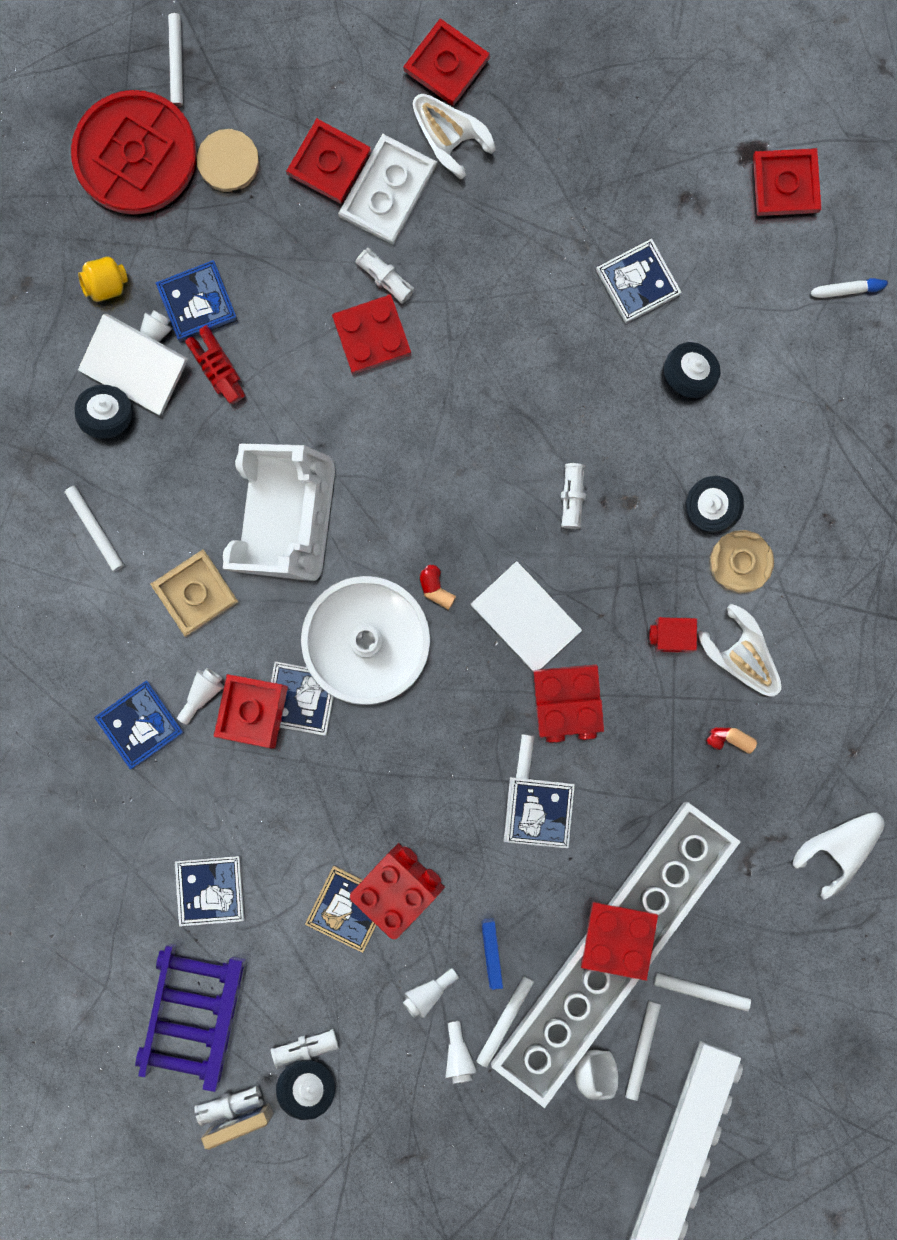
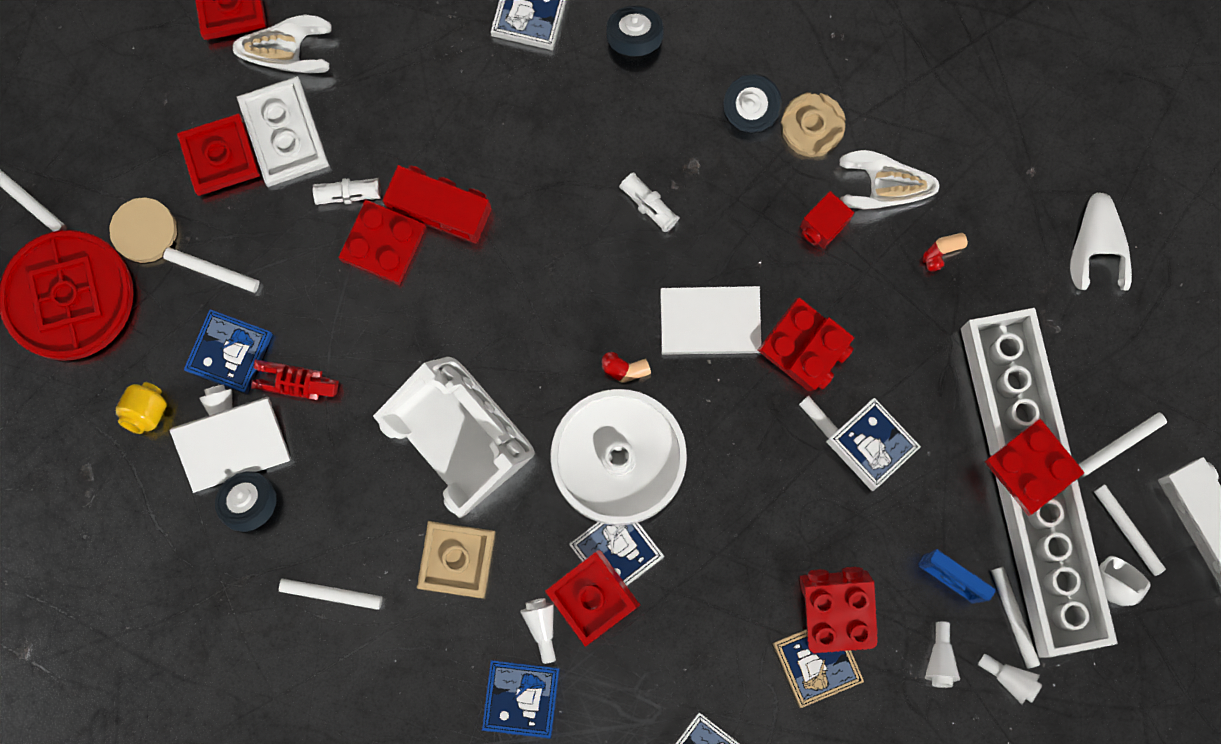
camera: 50 degrees left, 5 degrees down
(243, 234) = (211, 269): none -> white bar
(434, 347) = (438, 203): none -> red brick

